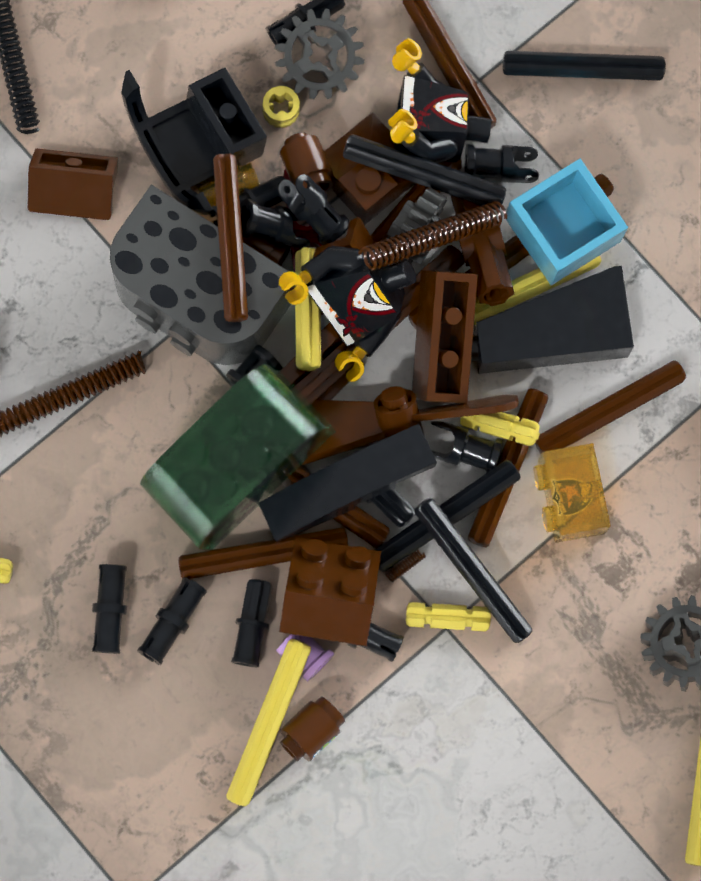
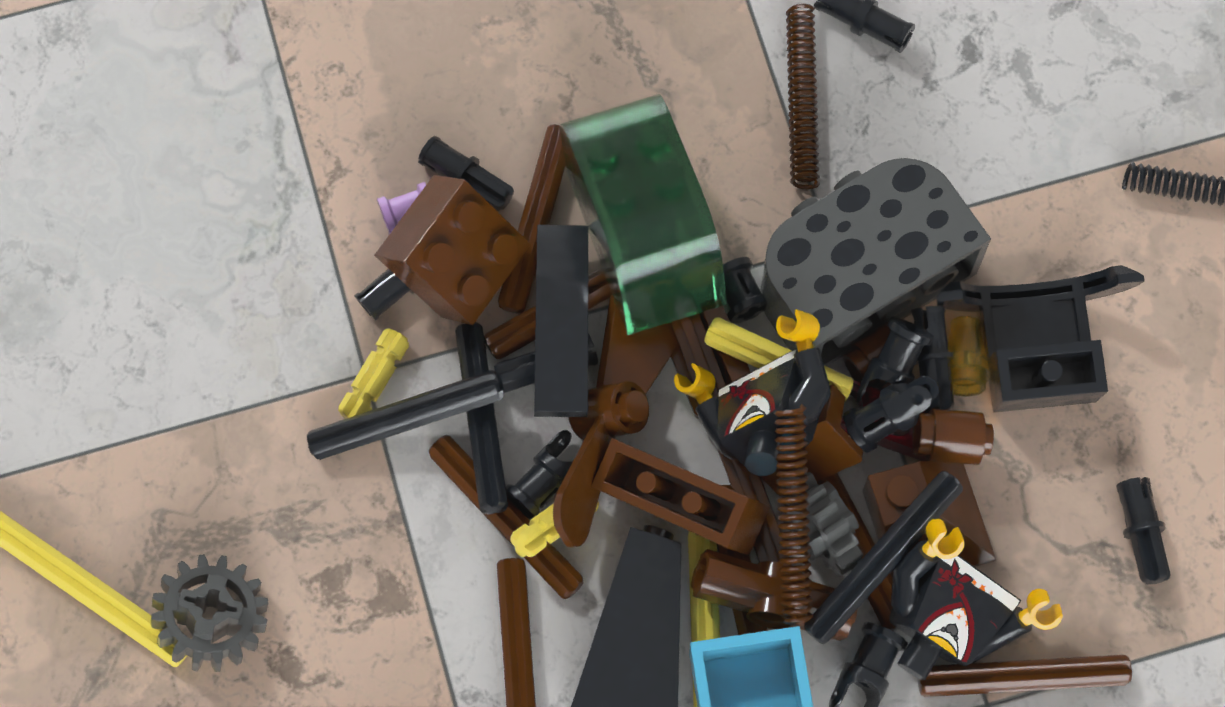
camera: 125 degrees right, 5 degrees down
(71, 184) = (1045, 193): reddish brown panel -> none
(109, 609) = (551, 42): black pin -> none
(172, 621) = (508, 96): black pin -> none
(230, 238) = (889, 290): reddish brown axle -> none
(268, 722) = (353, 139): light yellow axle -> none
(280, 94) = (1048, 440): light yellow bush -> none
(311, 729) = (325, 183): reddish brown brick -> none
(334, 43) = (1108, 516): dark grey gear -> none
(416, 561) = (450, 355): reddish brown leg -> none
(572, 493) = (439, 567): clear yellow brick -> none

